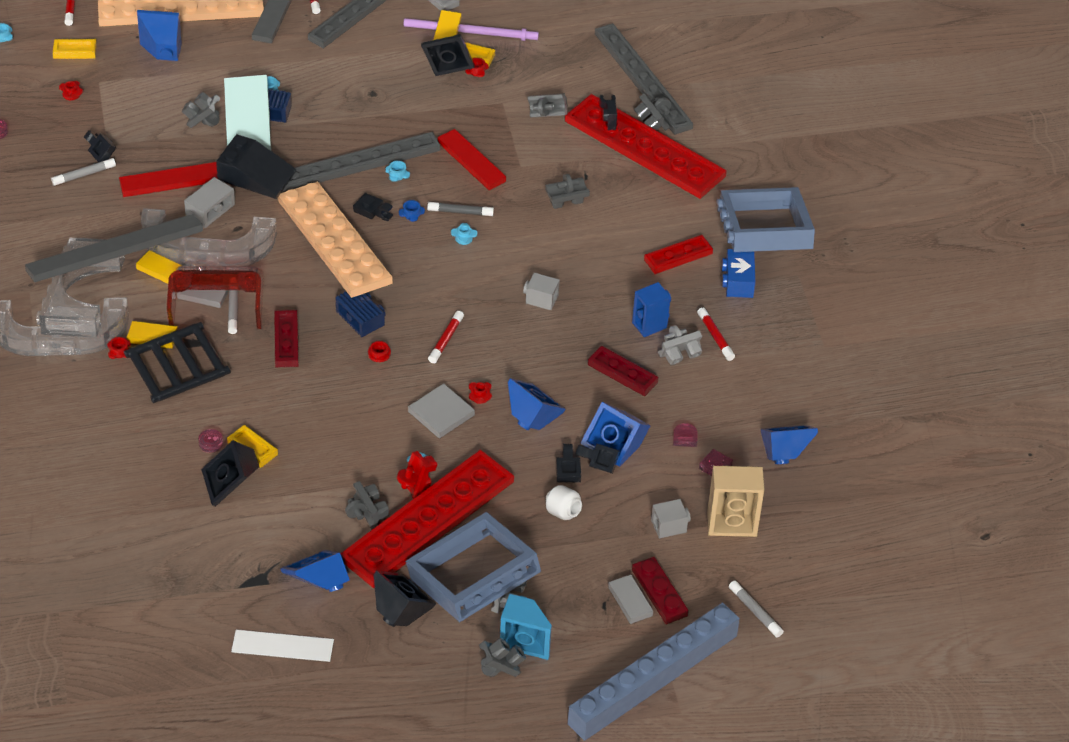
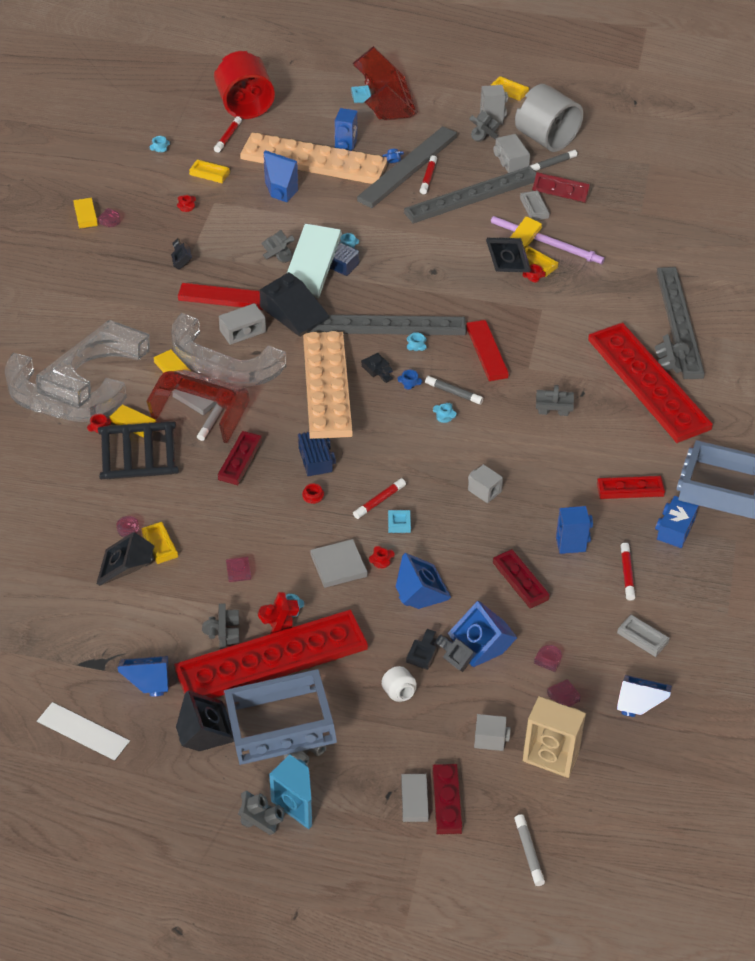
camera: 25 degrees right, 0 degrees up
(83, 171) = (158, 270): light grey bar -> none
(113, 248) = (135, 338): dark grey tile -> none
(346, 447) = (238, 569): none -> clear pink plate
(479, 352) = (399, 521): none -> medium azure plate
(548, 105) = (577, 321): dark grey hips -> none
(609, 111) = (626, 344): black plate -> none
(653, 671) = (395, 877): sand blue brick -> none
(679, 340) = (586, 567): light grey hips -> none
(759, 388) = (643, 635): none -> light grey tile

